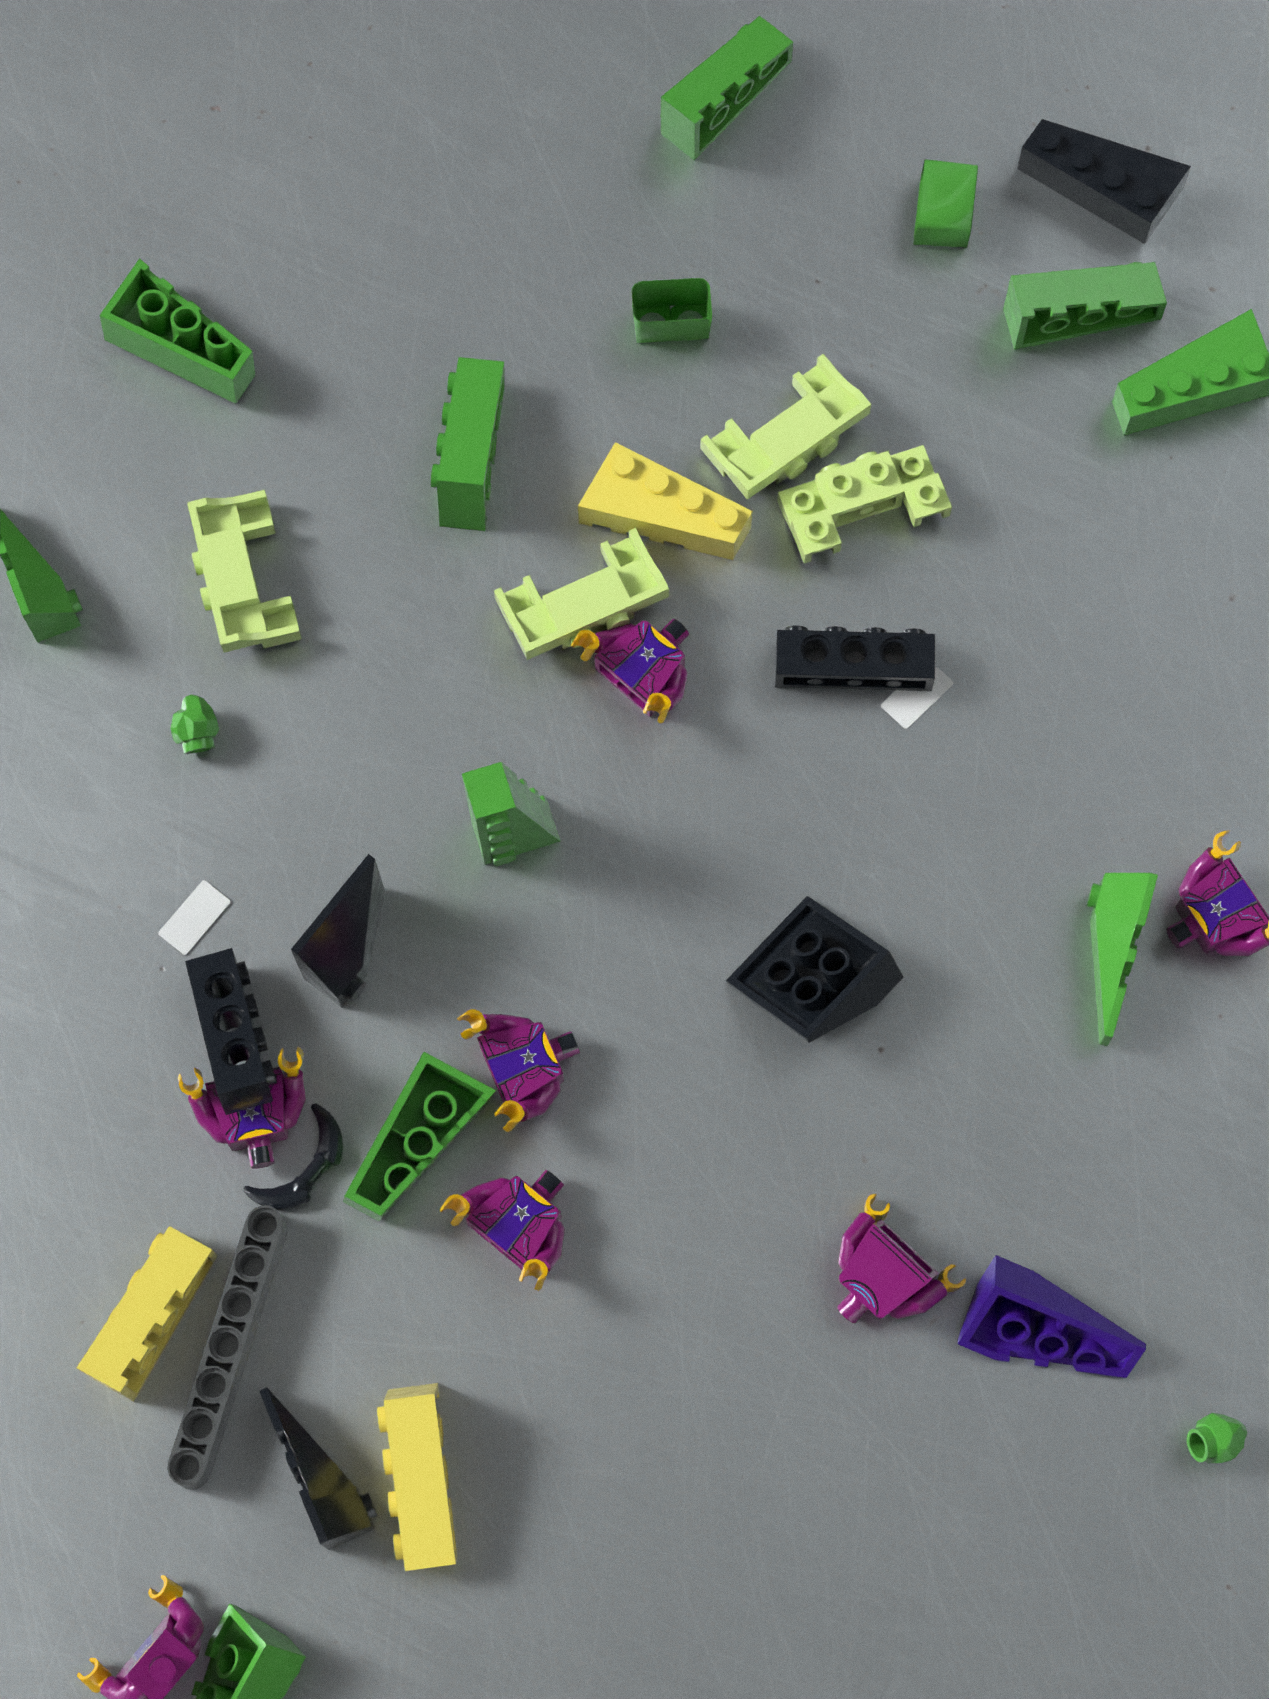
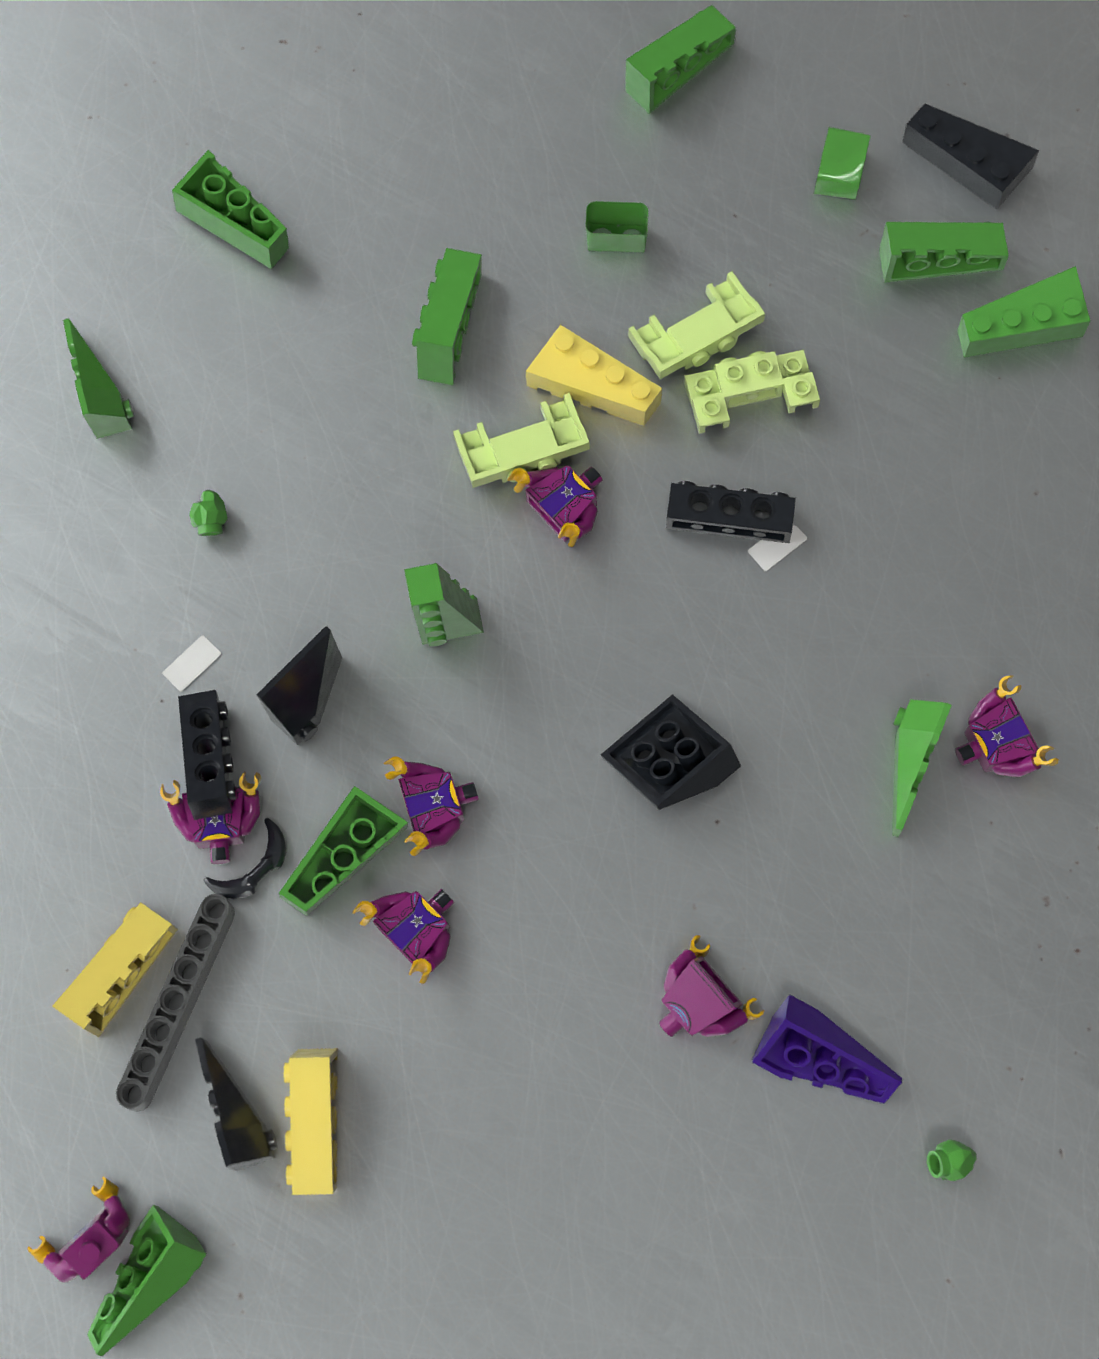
camera: 10 degrees right, 0 degrees up
(231, 590) = (247, 389): yellowish green bracket -> none

